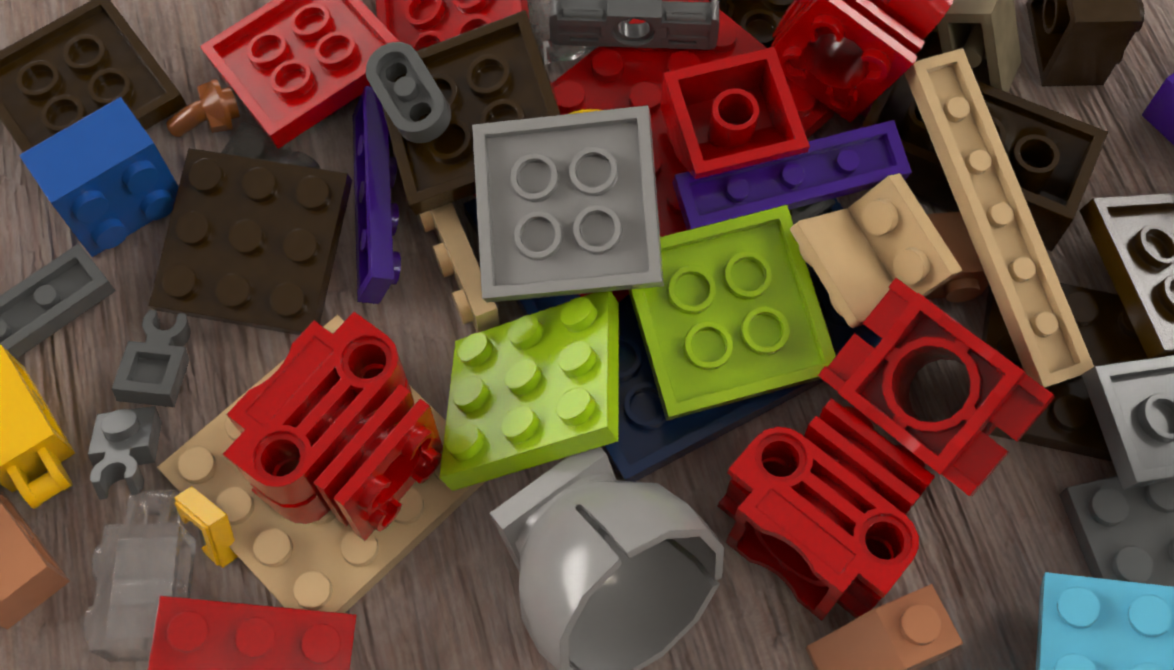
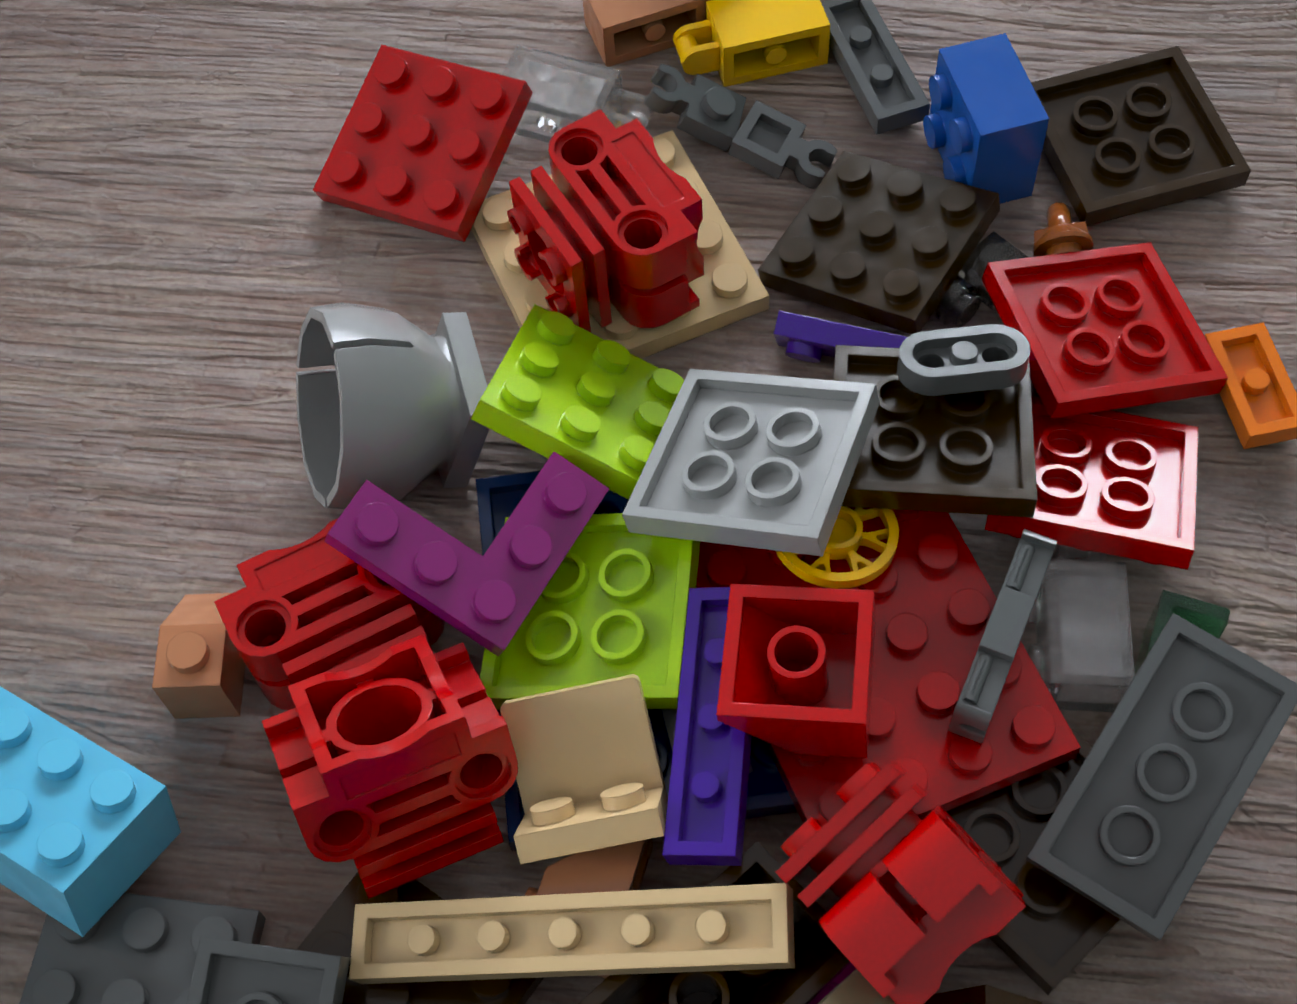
camera: 115 degrees right, 5 degrees down
(763, 369) = (472, 592): none -> magenta plate

